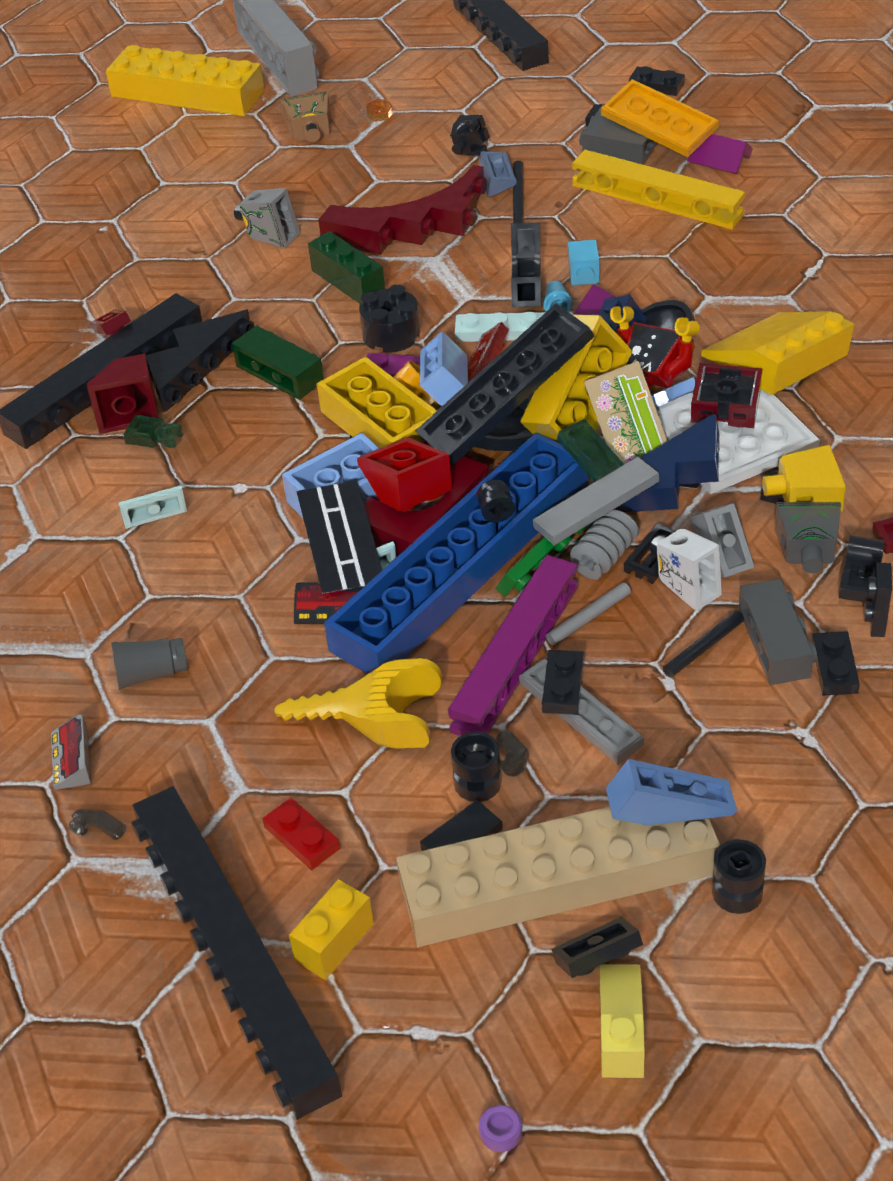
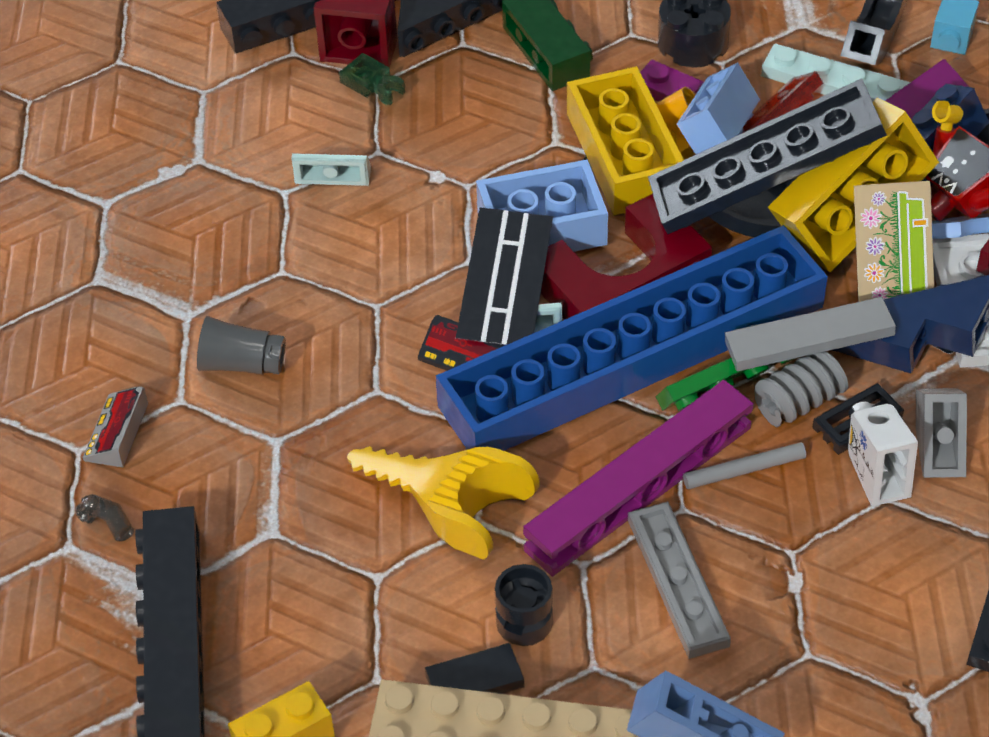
camera: 20 degrees right, 5 degrees up
(301, 833) = (307, 609): red plate -> none
(407, 473) = (610, 227): red slope -> none
(495, 501) = (689, 296): black wheel -> none
(516, 756) = (579, 606): clear smoke arm -> none
(557, 294) = (900, 60): medium azure cone -> none
(563, 682) = (670, 539): black plate -> none
(589, 450) = (828, 270): clear green plate -> none
(703, 644) = (857, 550): black bar -> none
(776, 632) = (948, 568): dark grey brick -> none

